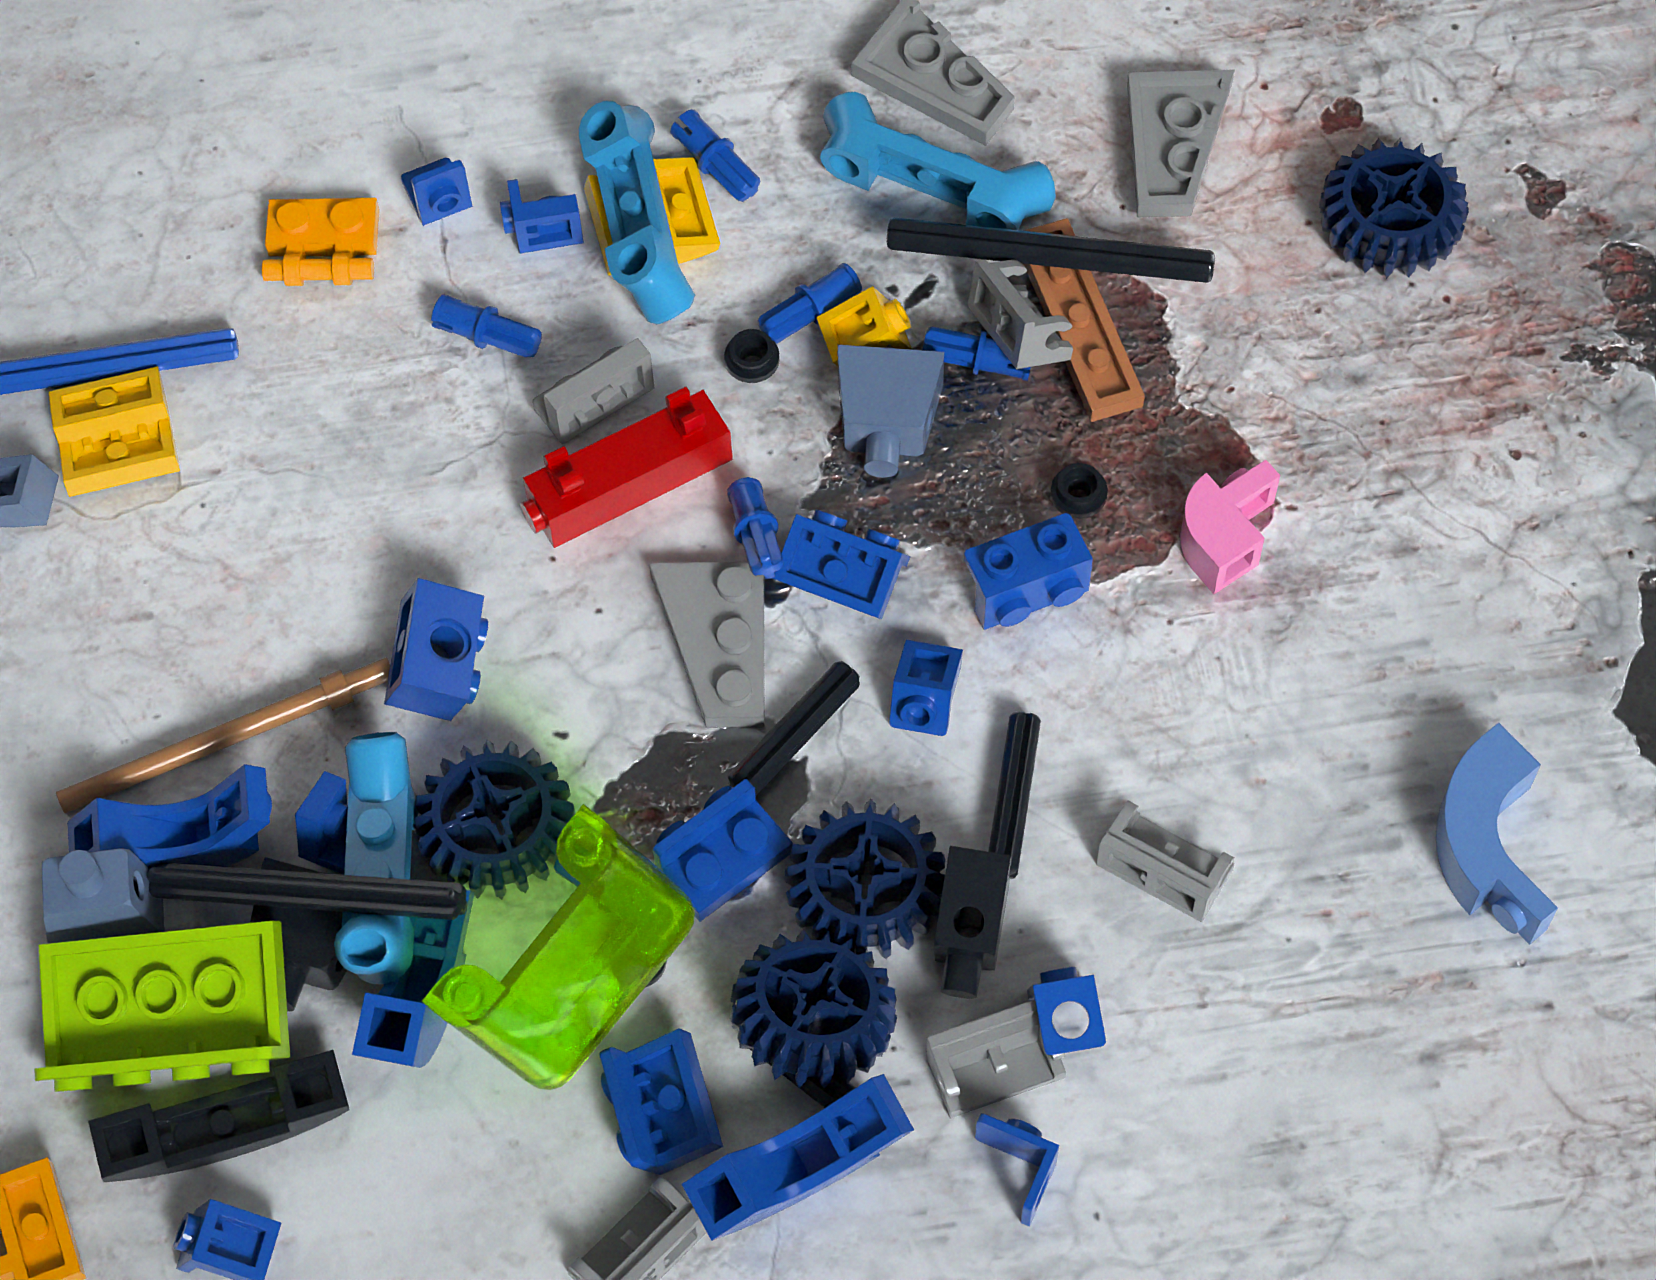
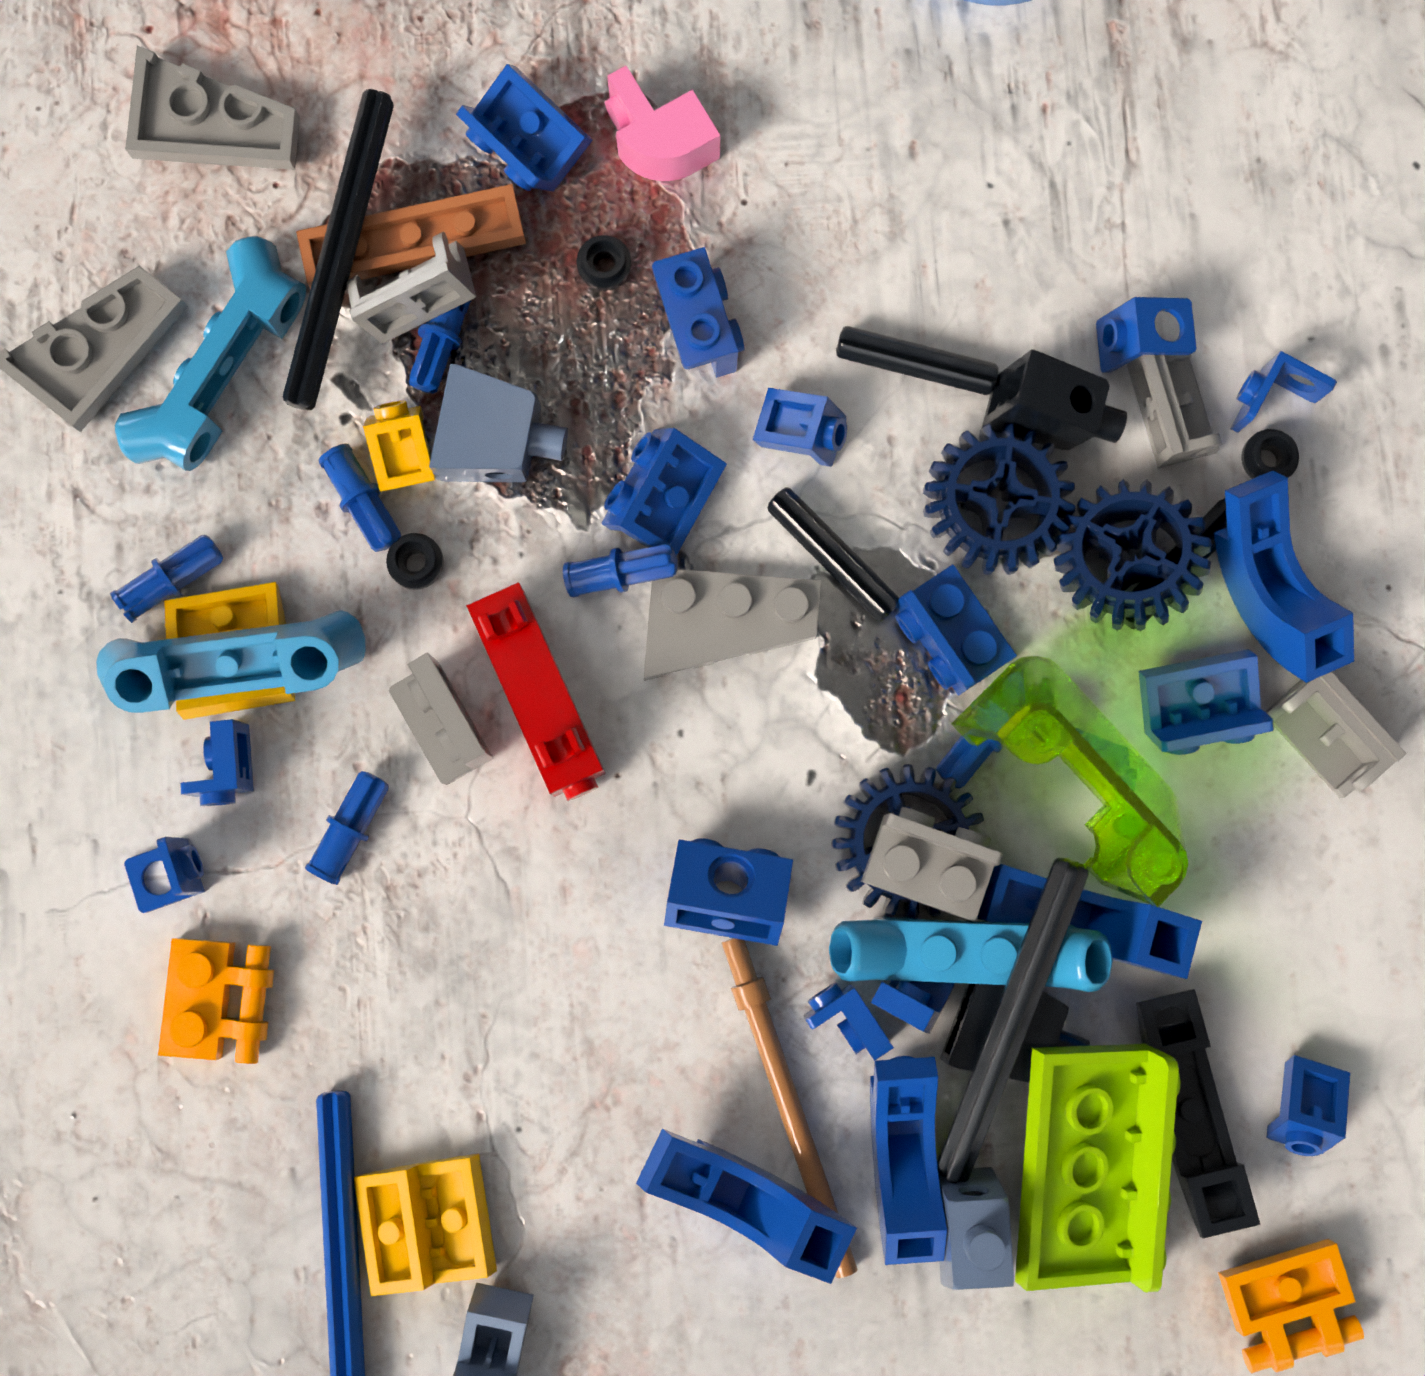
camera: 90 degrees left, 20 degrees up
(136, 696) = (750, 1201): none -> blue arch
(300, 778) = (859, 1026): none -> blue bracket
(464, 817) = (931, 864): none -> light grey bracket
(951, 1150) = (1279, 444): none -> black plate
(1163, 863) = (997, 231): light grey hinge -> none
(1201, 401) = (525, 131): none -> blue bracket

